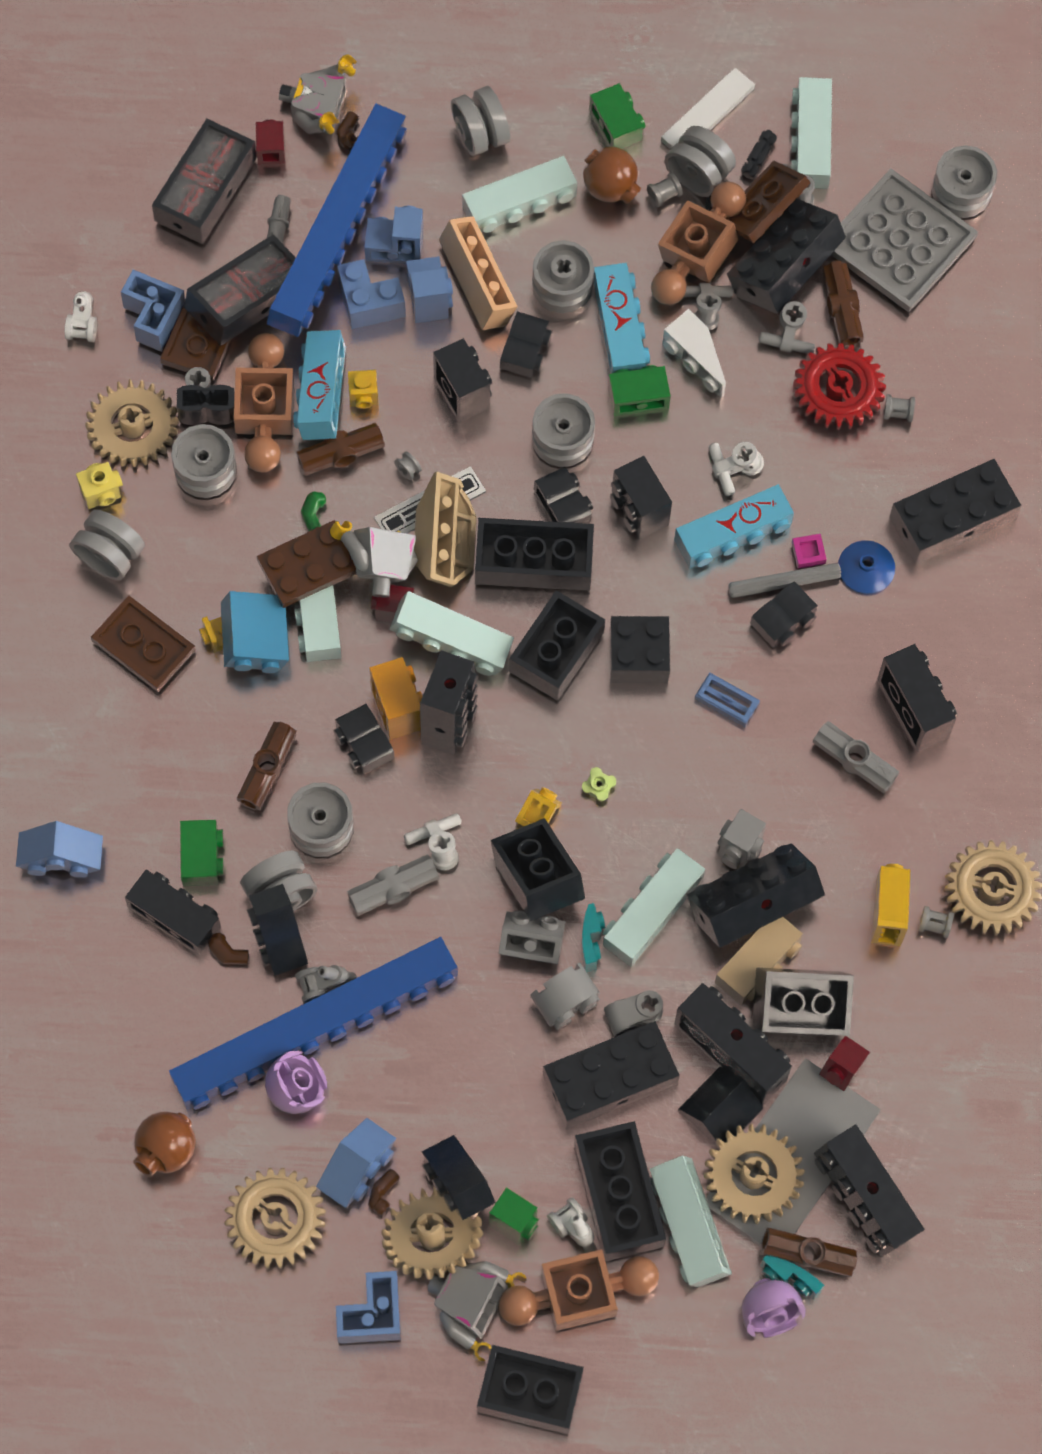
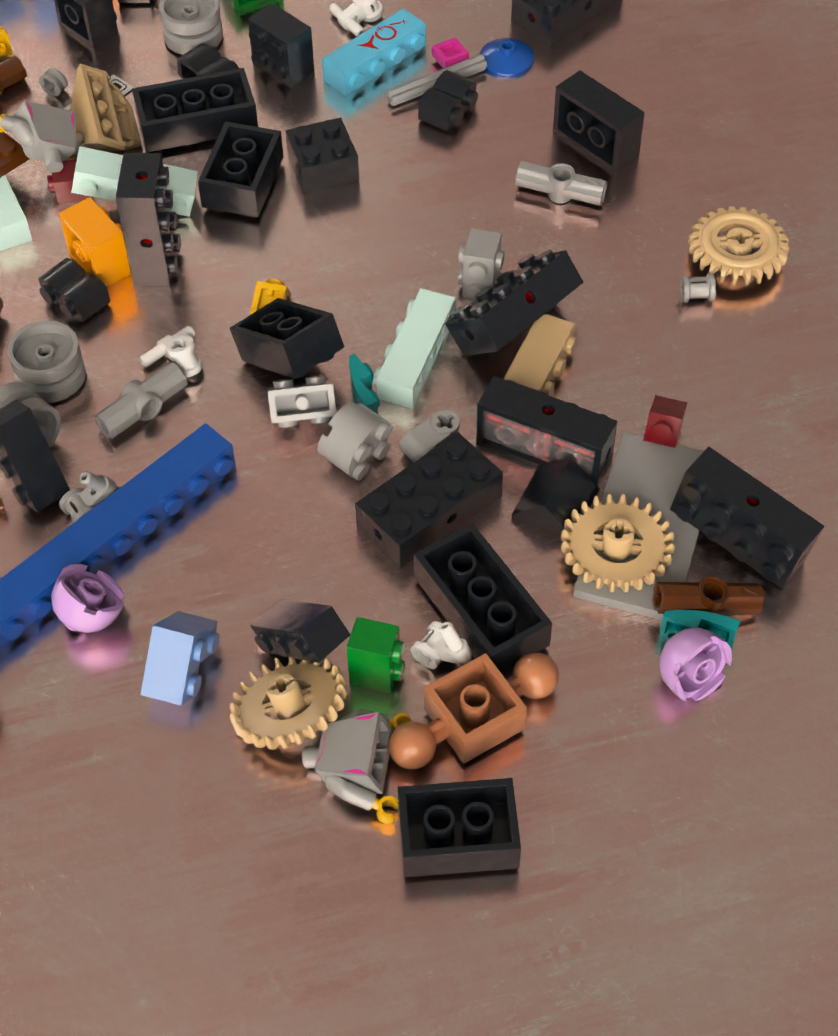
camera: 15 degrees left, 15 degrees down
(299, 1234) = (112, 755): tan gear -> none
(376, 1319) = (248, 810): medium blue brick -> none
(380, 1188) = (214, 682): reddish brown arm -> none
(600, 793) = (322, 269): yellowish green plate -> none
(690, 1222) = (571, 609): light aqua brick -> none
(721, 708) = (420, 177): medium blue tile -> none
(803, 1001) = (602, 372): brick -> none
(891, 905) = (650, 284): yellow slope -> none

